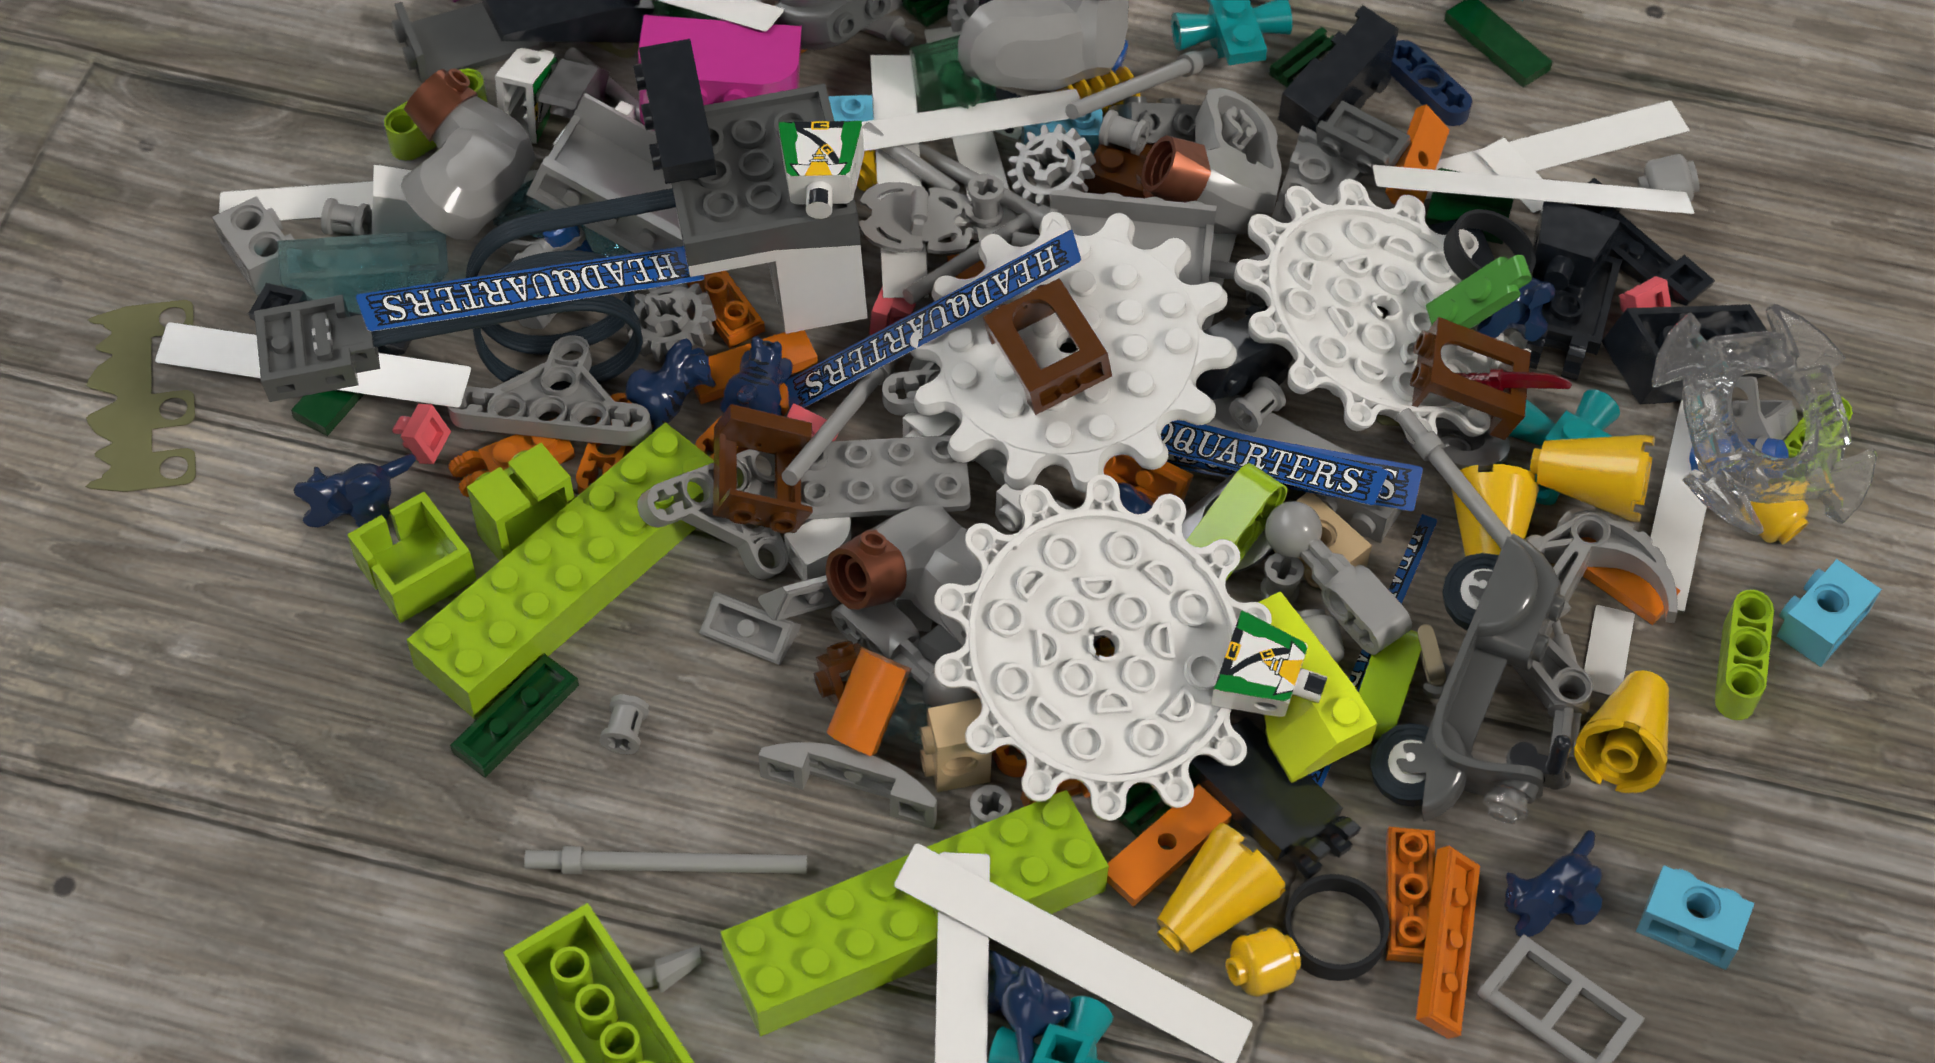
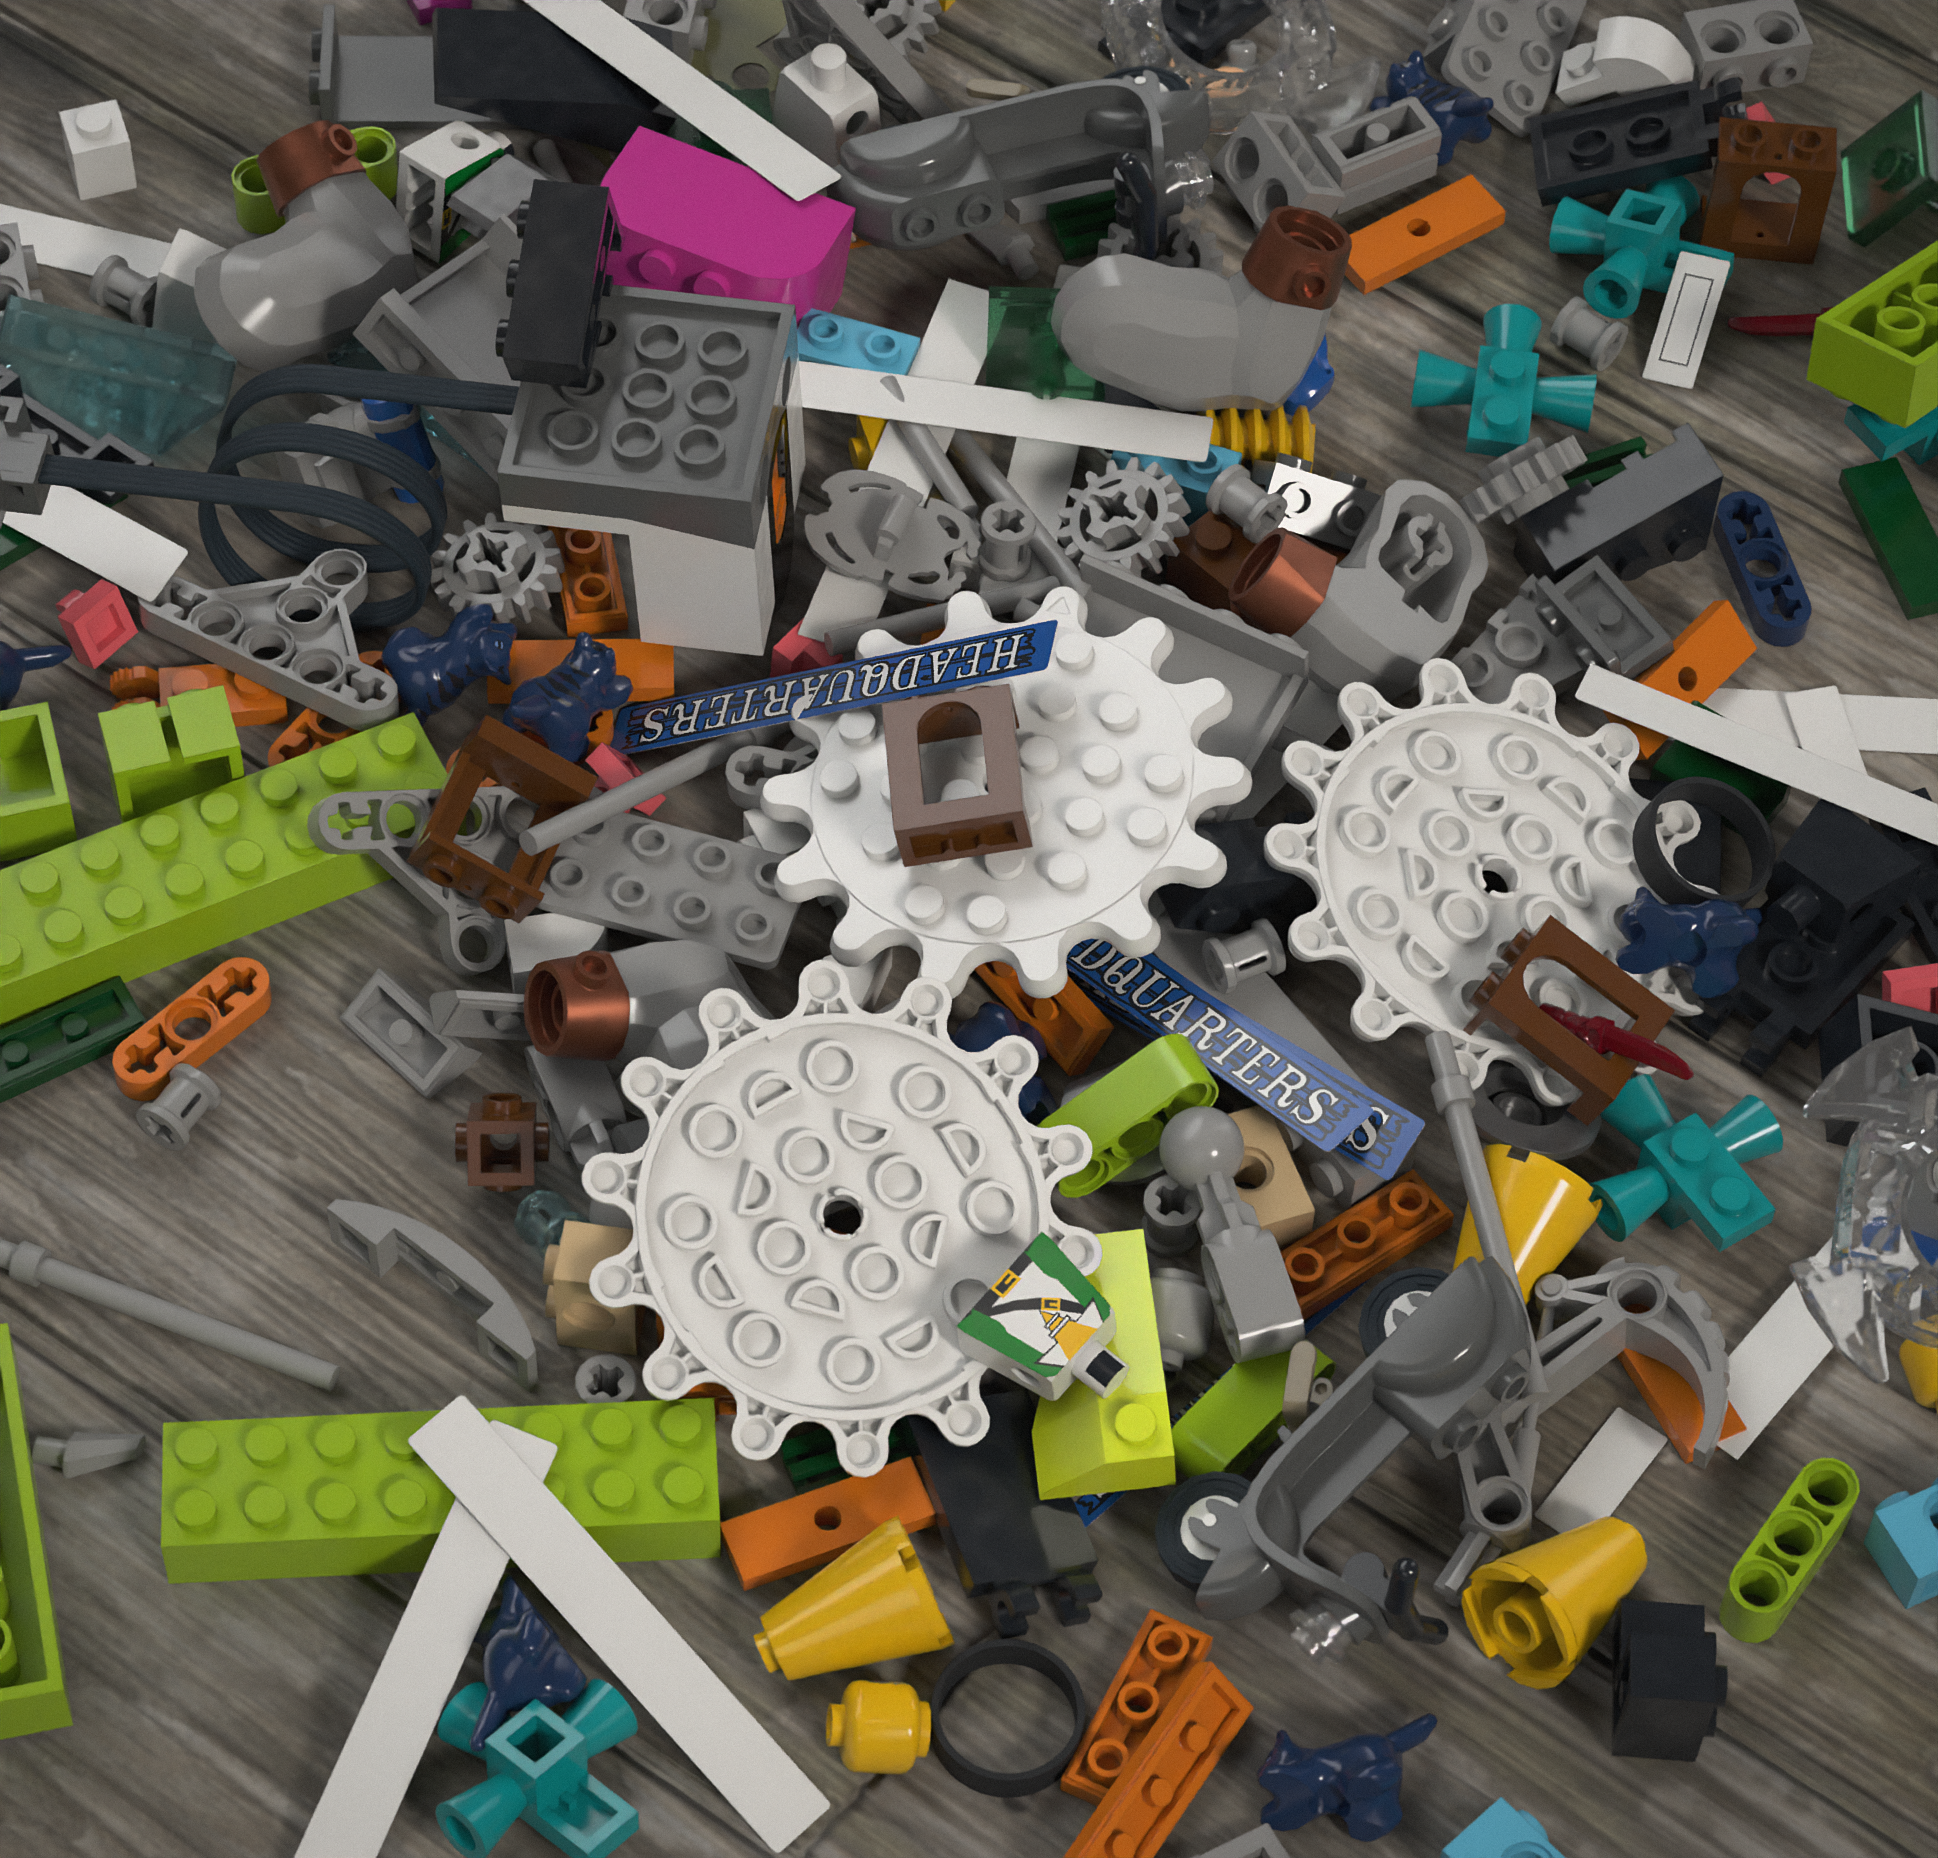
camera: 20 degrees right, 0 degrees up
(285, 136) = (98, 150): none -> white brick
(523, 288) = (261, 466): sticker -> none
(607, 652) = (199, 1001): none -> orange beam
(821, 163) = (727, 417): torso -> none
(868, 702) = (503, 1188): orange brick -> none
(1185, 65) = (1406, 432): light grey bar -> none
(1276, 69) = (1523, 480): none -> light grey gear
(1405, 548) = (1386, 1224): none -> orange tile
(1482, 292) = (1630, 901): bright green hinge -> none
(1597, 471) = (1685, 1215): yellow cone -> none
(1717, 759) = (1664, 1681): none -> black brick

